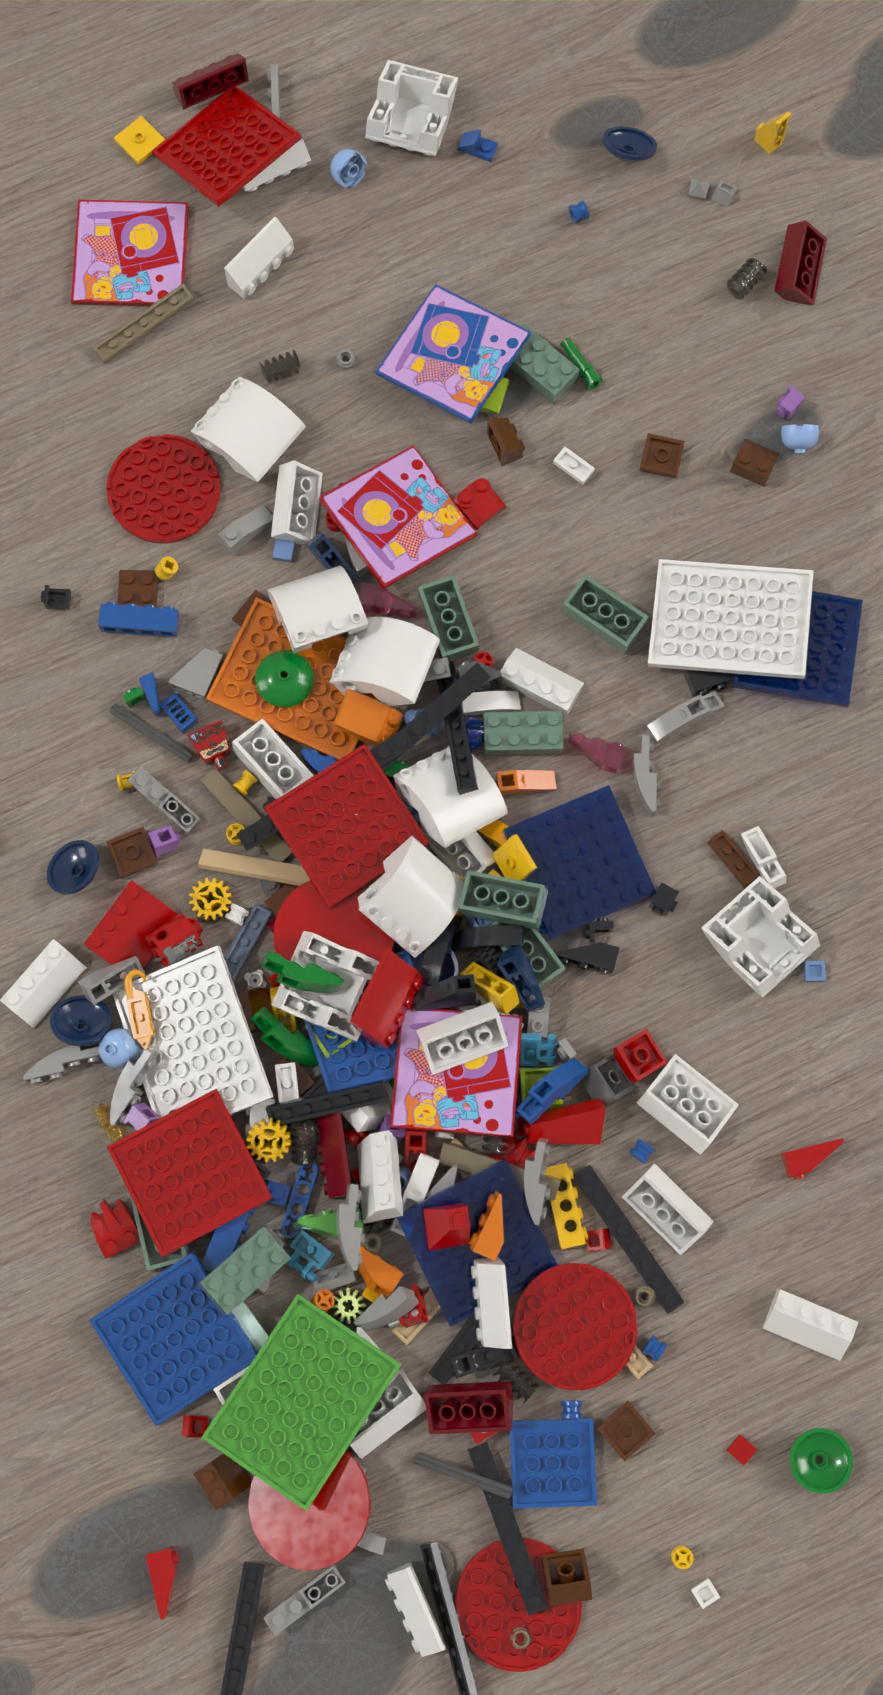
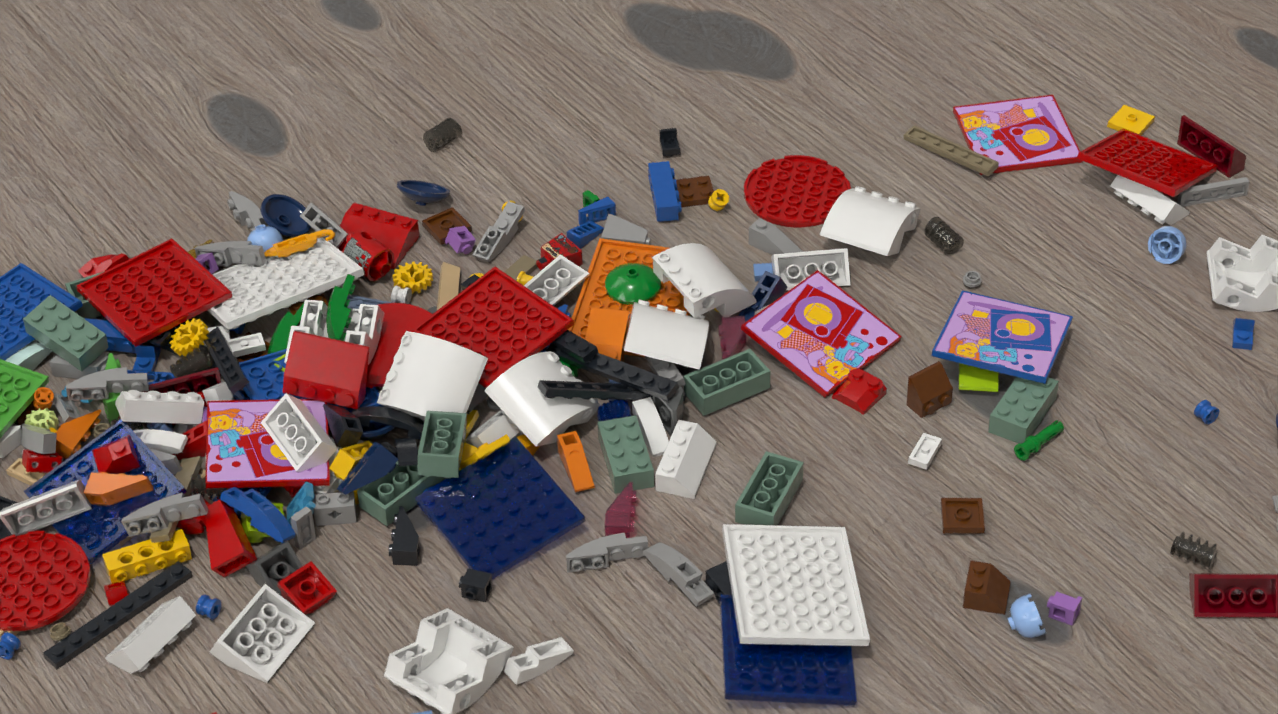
camera: 80 degrees right, 35 degrees down
(43, 983) = (322, 190): white slope -> none
(151, 733) = (563, 217): dark grey axle -> none
(258, 258) = (1045, 201): white slope -> none
(484, 658) = (692, 414): red wheel -> none
(600, 925) = (433, 536): black bracket -> none
(733, 859) = (540, 632): reddish brown tile -> none

